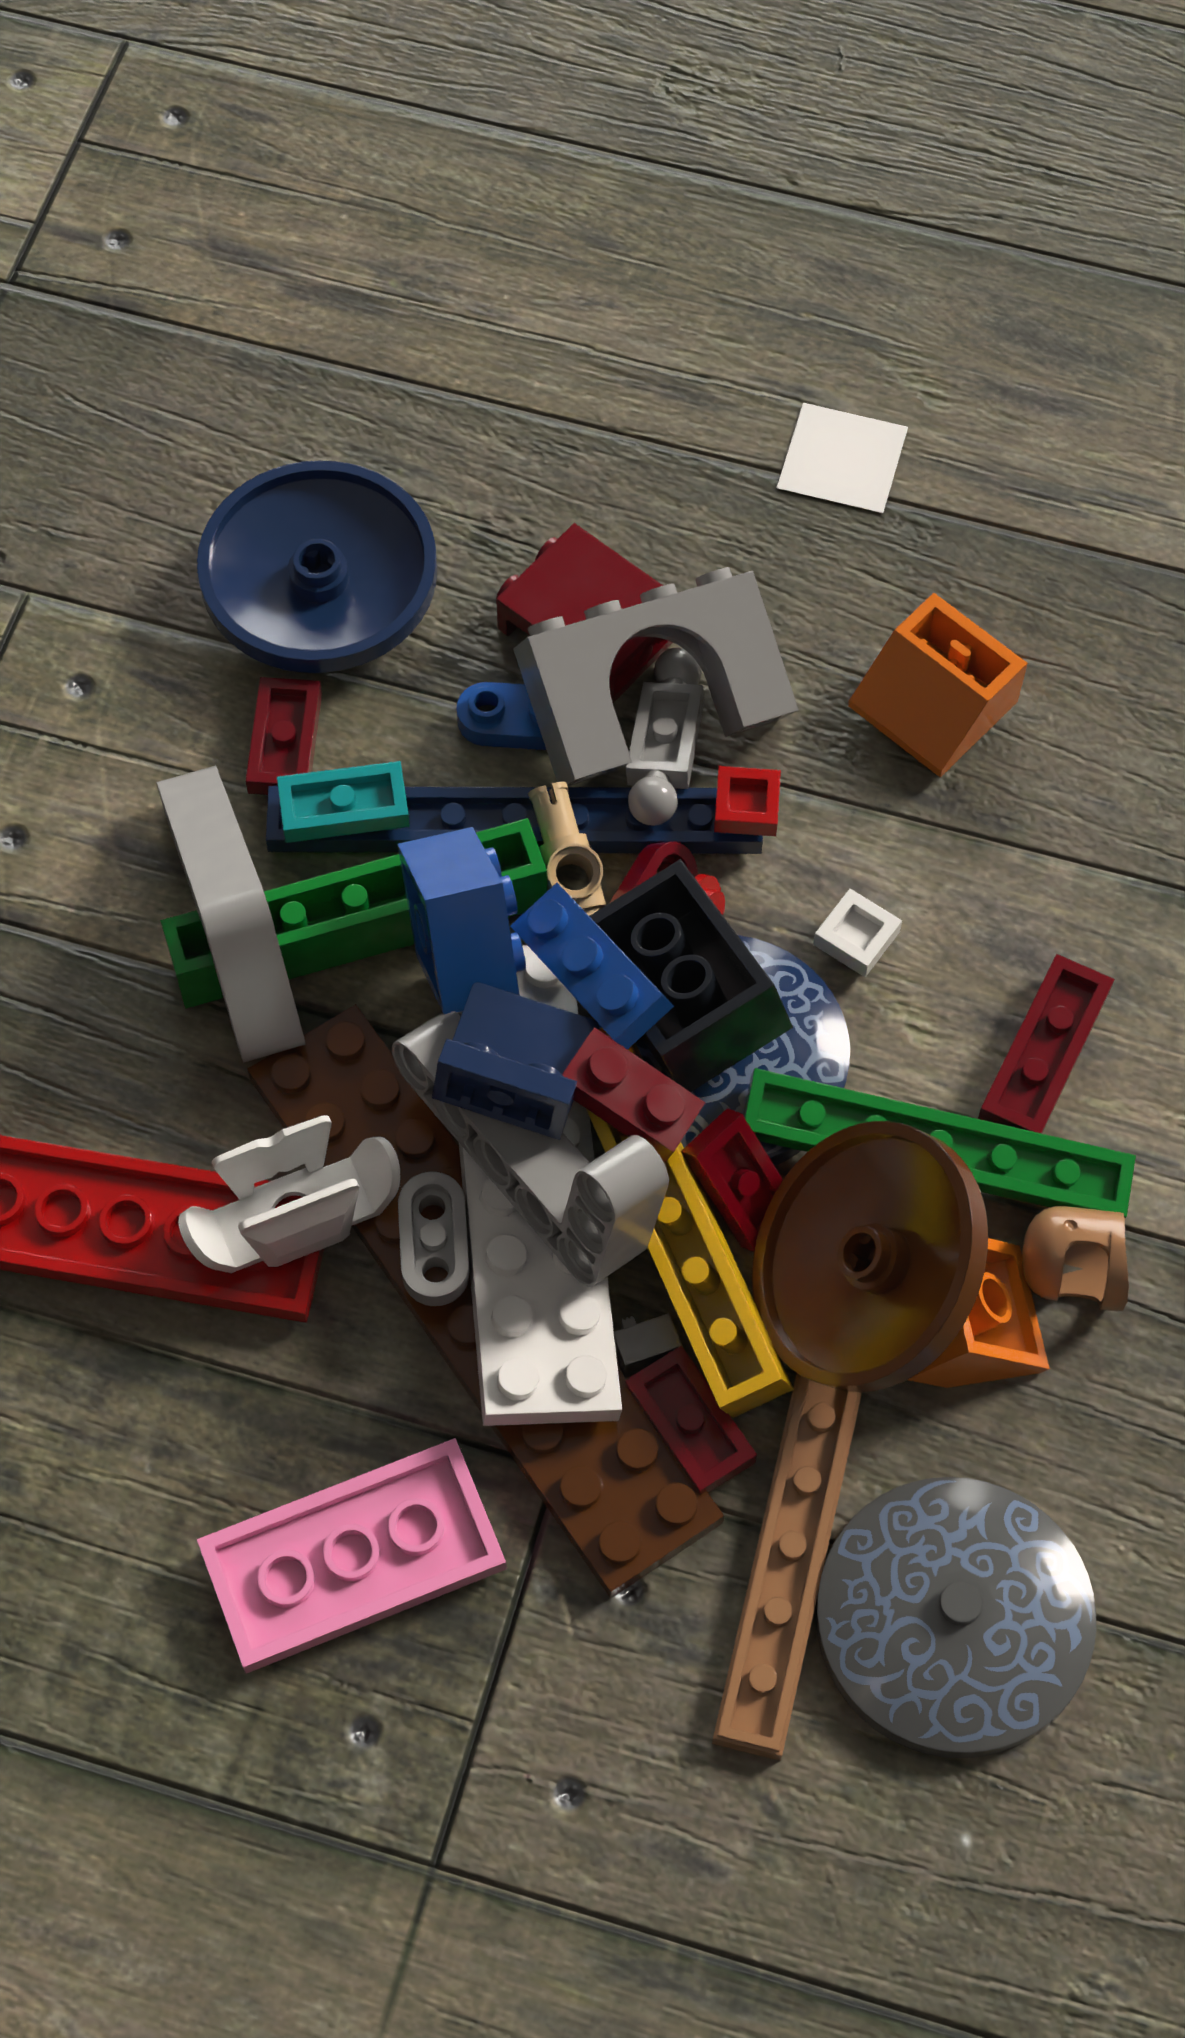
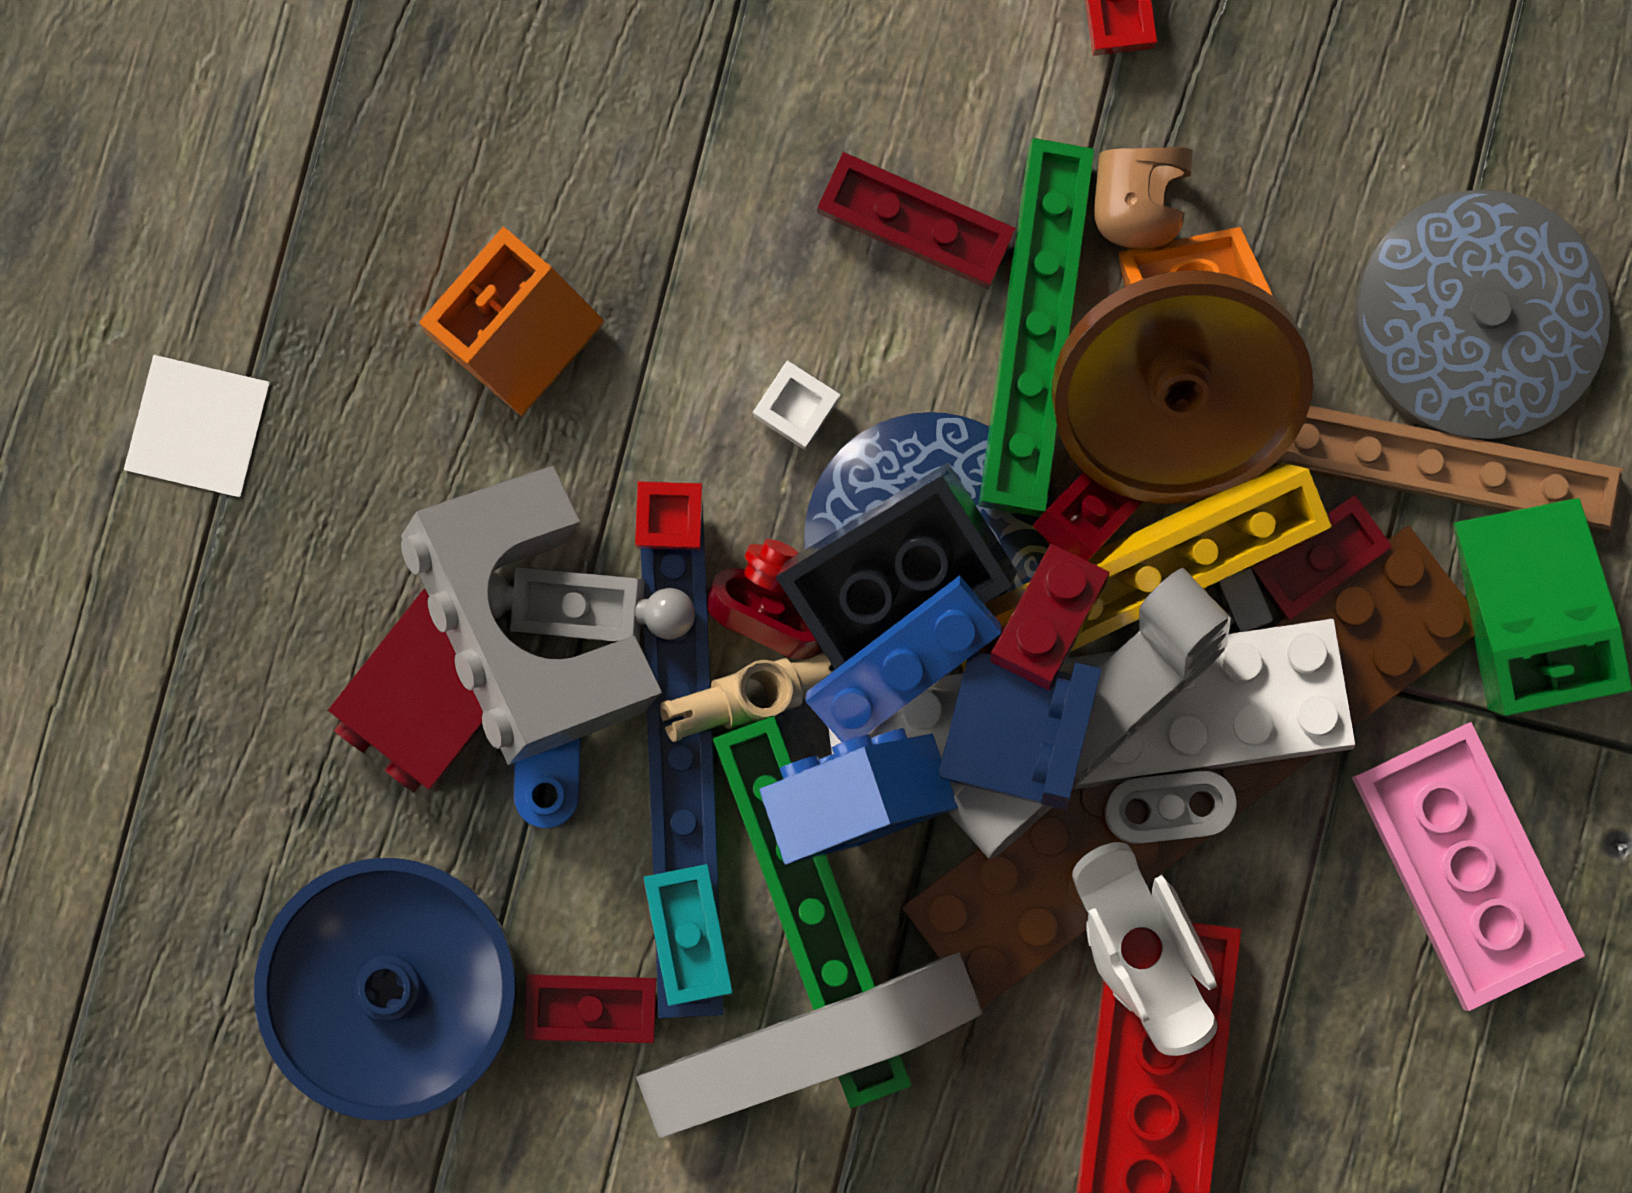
camera: 95 degrees left, 20 degrees up
(625, 1637) = (1540, 608): none -> green slope

